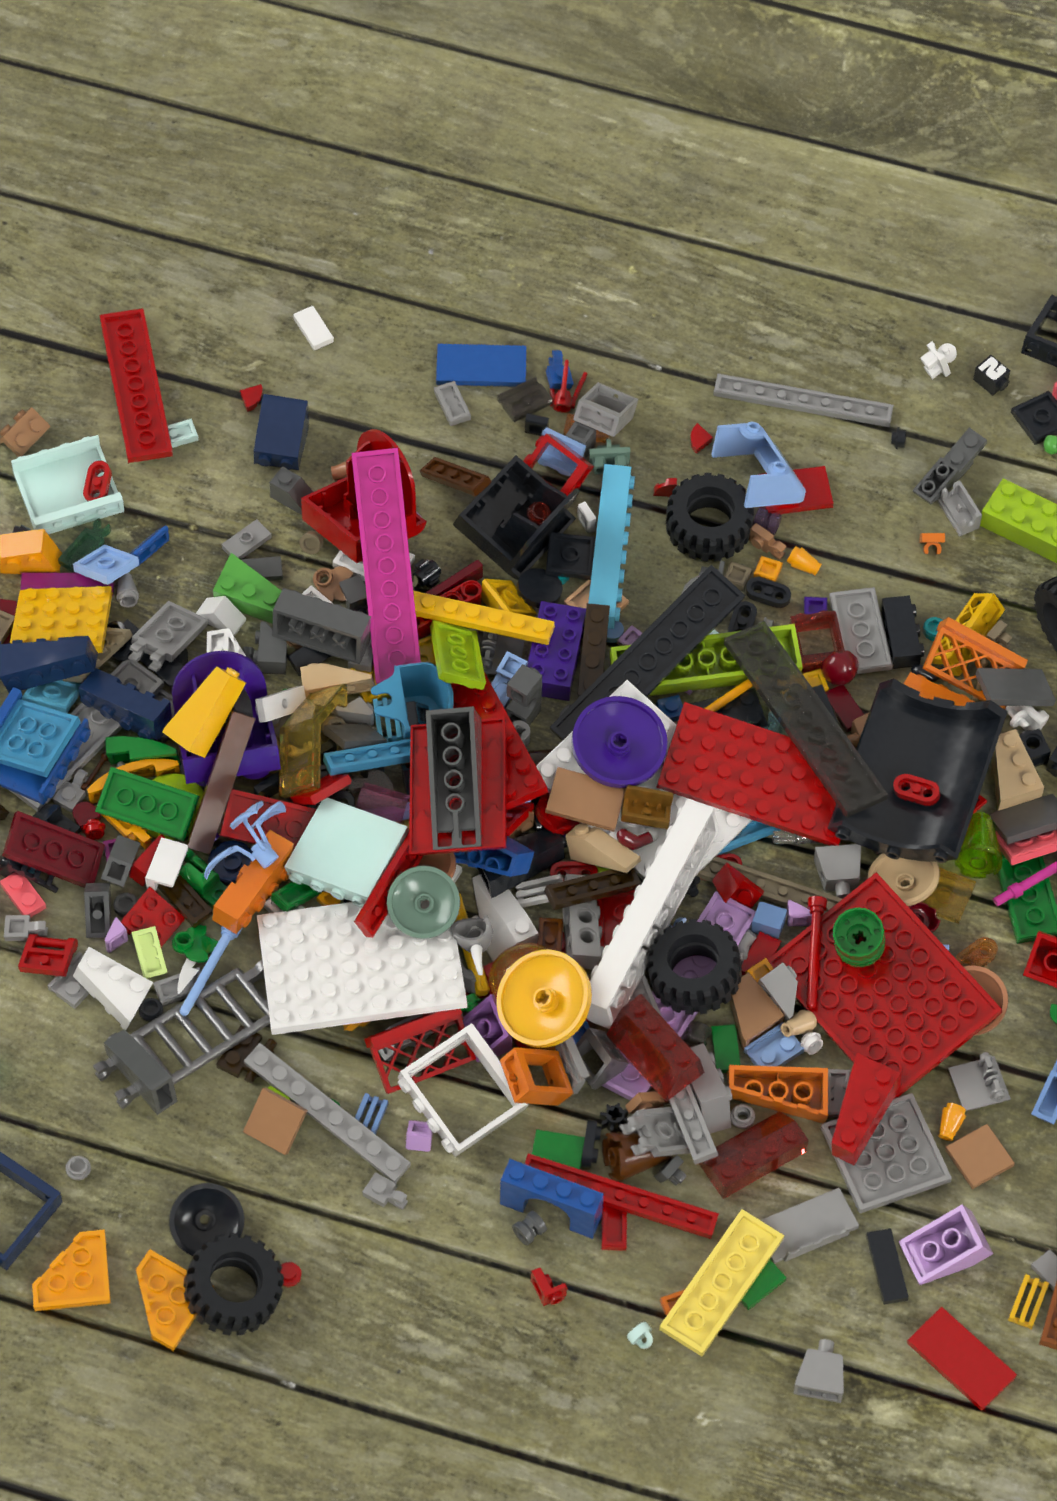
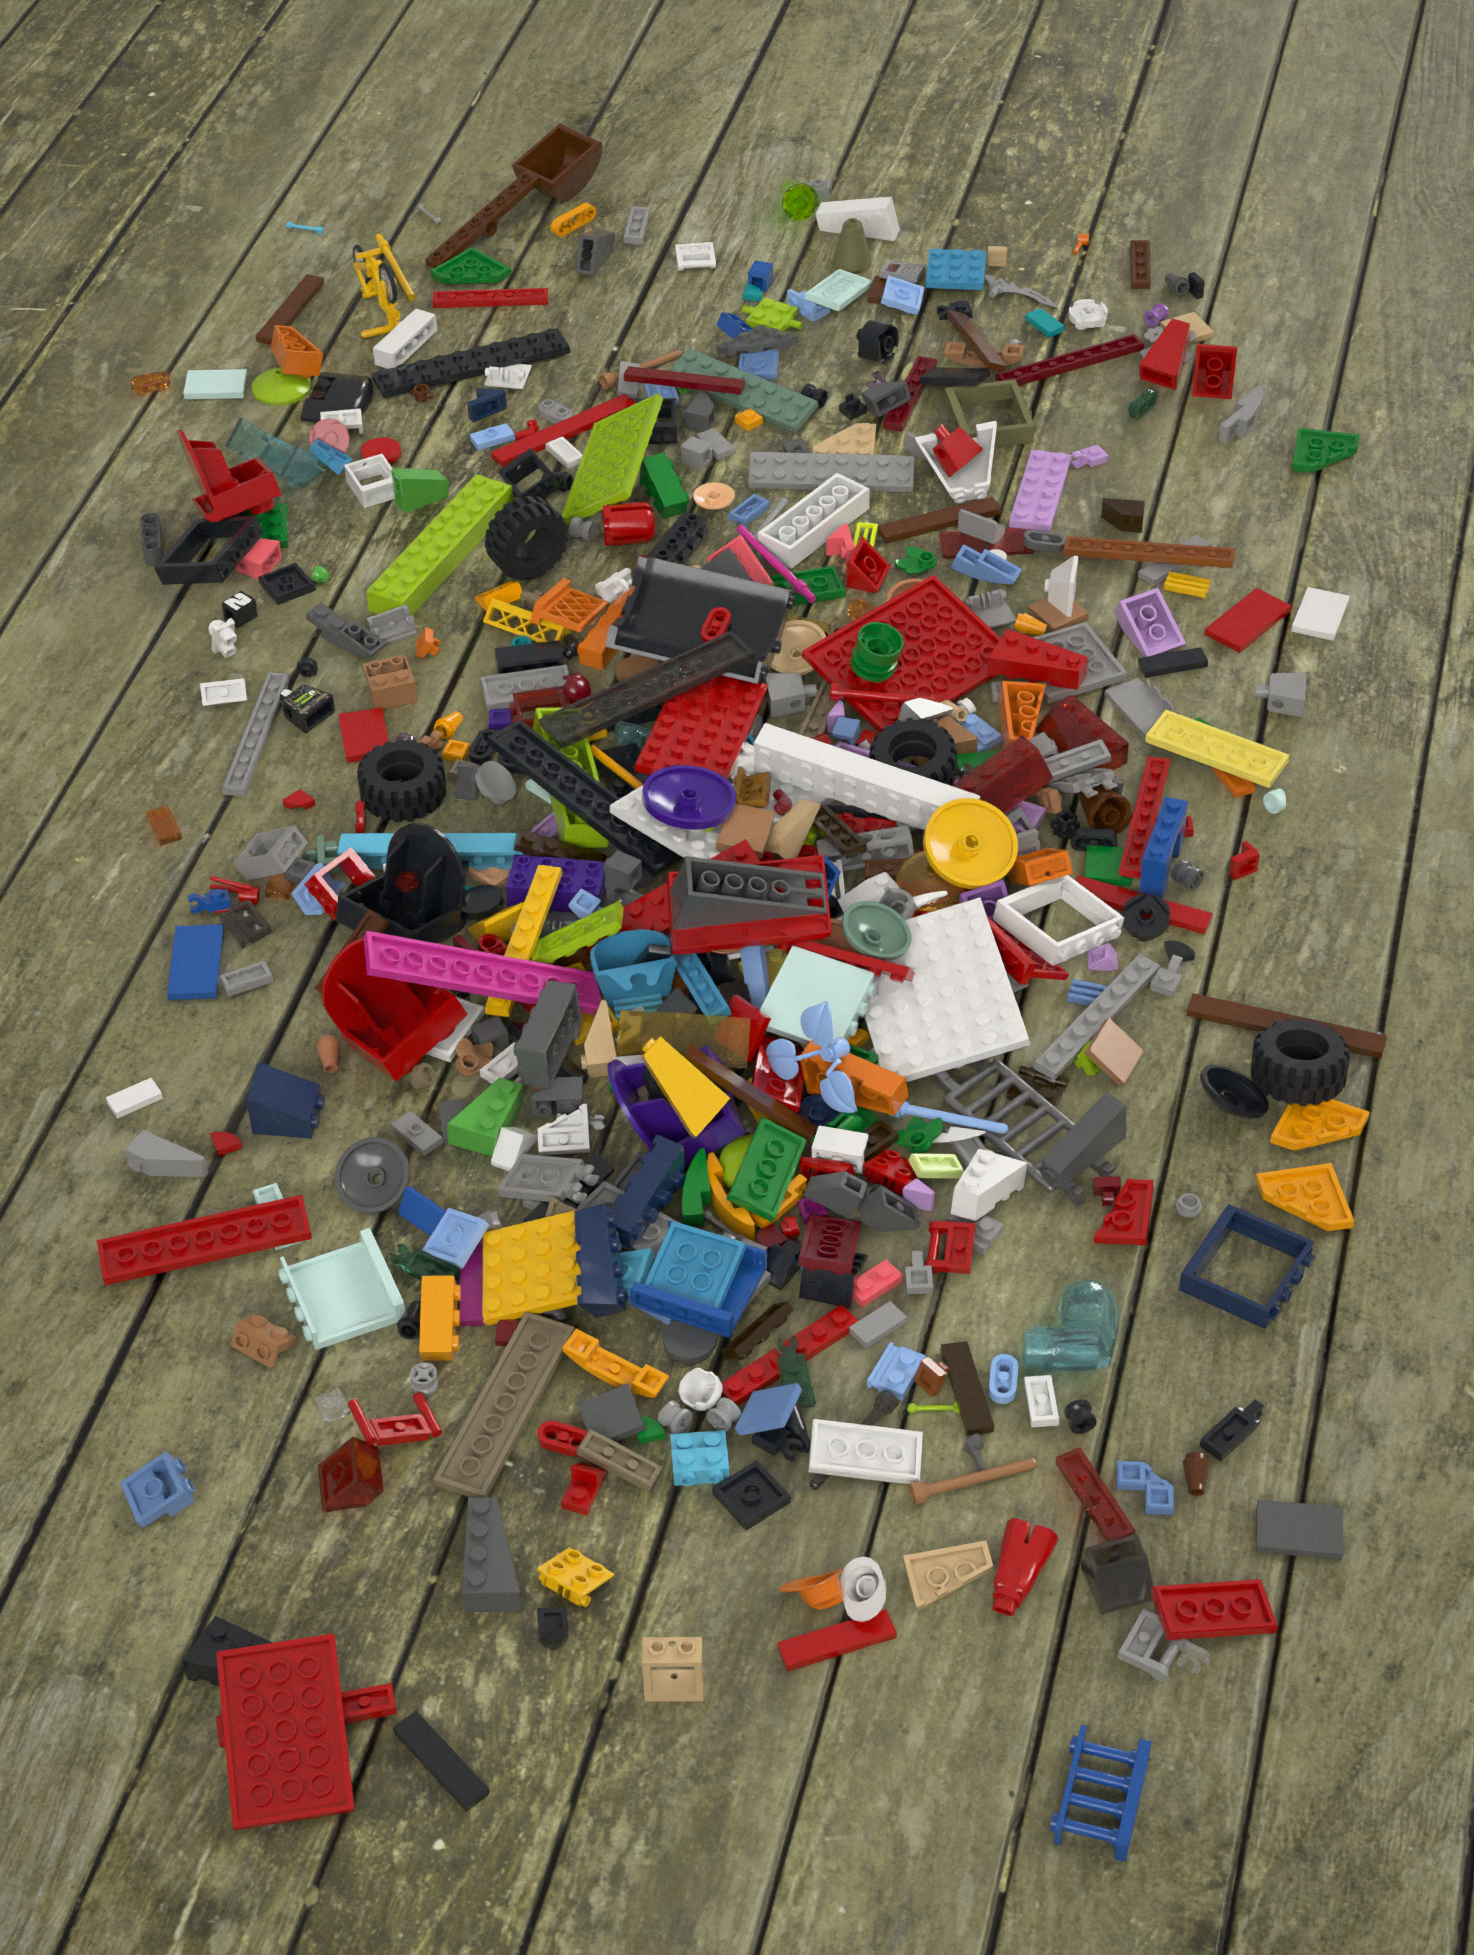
camera: 90 degrees left, 15 degrees down
(71, 1114) = (1130, 1215): none -> red wing
(97, 484) = (343, 1257): red plate -> none
(104, 1095) = (1106, 1188): none -> dark red tile
(185, 501) = (359, 1168): none -> dark grey dish
(237, 344) = (163, 1158): none -> light grey slope
(288, 489) = (356, 1096): dark grey slope -> none
(307, 1295) = (1258, 1018): none -> reddish brown tile
(383, 802) = (754, 981): clear pink panel -> none
(422, 1206) = (1179, 949): none -> black tile
(474, 1186) = (1146, 929): none -> black plate
(488, 1190) = (1116, 898): none -> red tile
(535, 424) = (280, 911): black tile -> none
(671, 330) = (163, 825): none -> clear orange tile
(779, 484) = (347, 730): light blue windscreen -> none
(833, 437) = (307, 706): none -> black torso
(864, 367) = (223, 692): none -> white panel
(866, 506) = (390, 682): none -> medium nougat slope
(972, 1441) = (1320, 613): none -> white tile
(996, 1154) = (1062, 586): none -> white slope
(1015, 687) = (594, 582): dark grey tile -> none
(1018, 609) = (506, 593): none -> light orange slope

